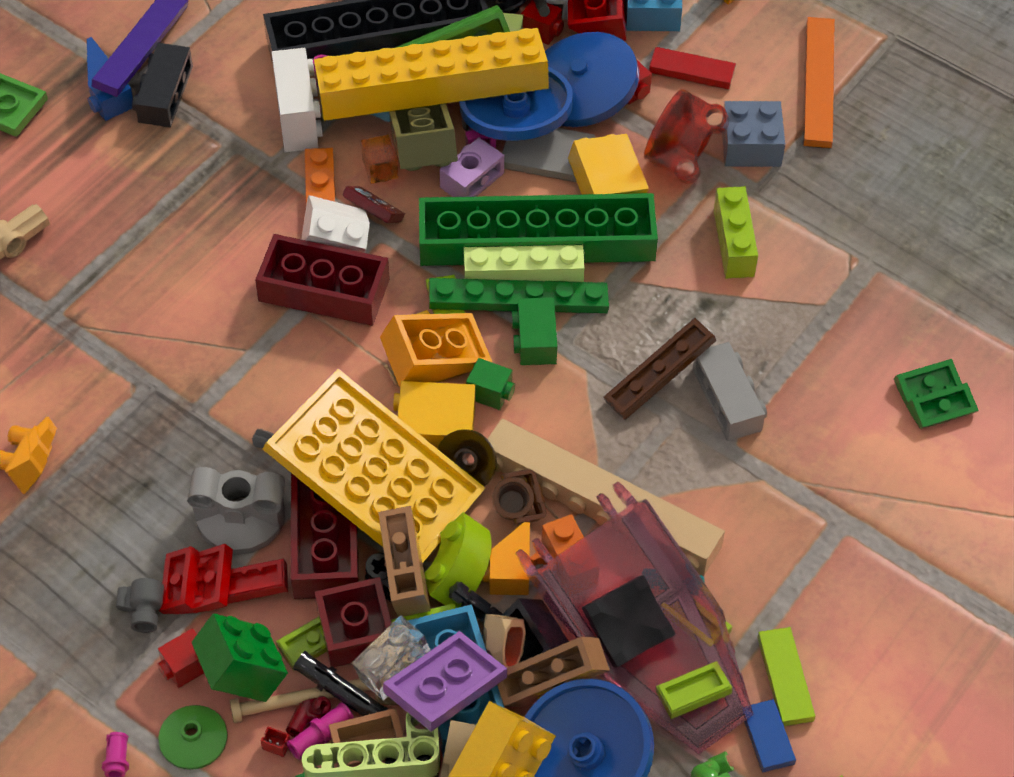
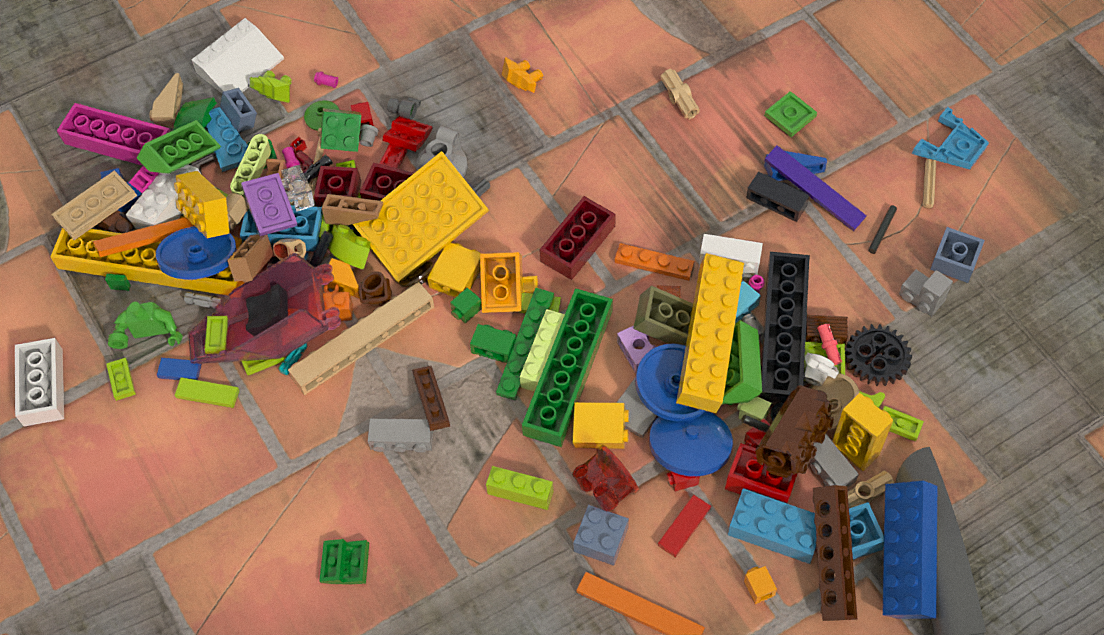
camera: 115 degrees right, 5 degrees up
(335, 224) = (614, 253): white slope -> none
(373, 204) = (631, 285): dark red tile -> none

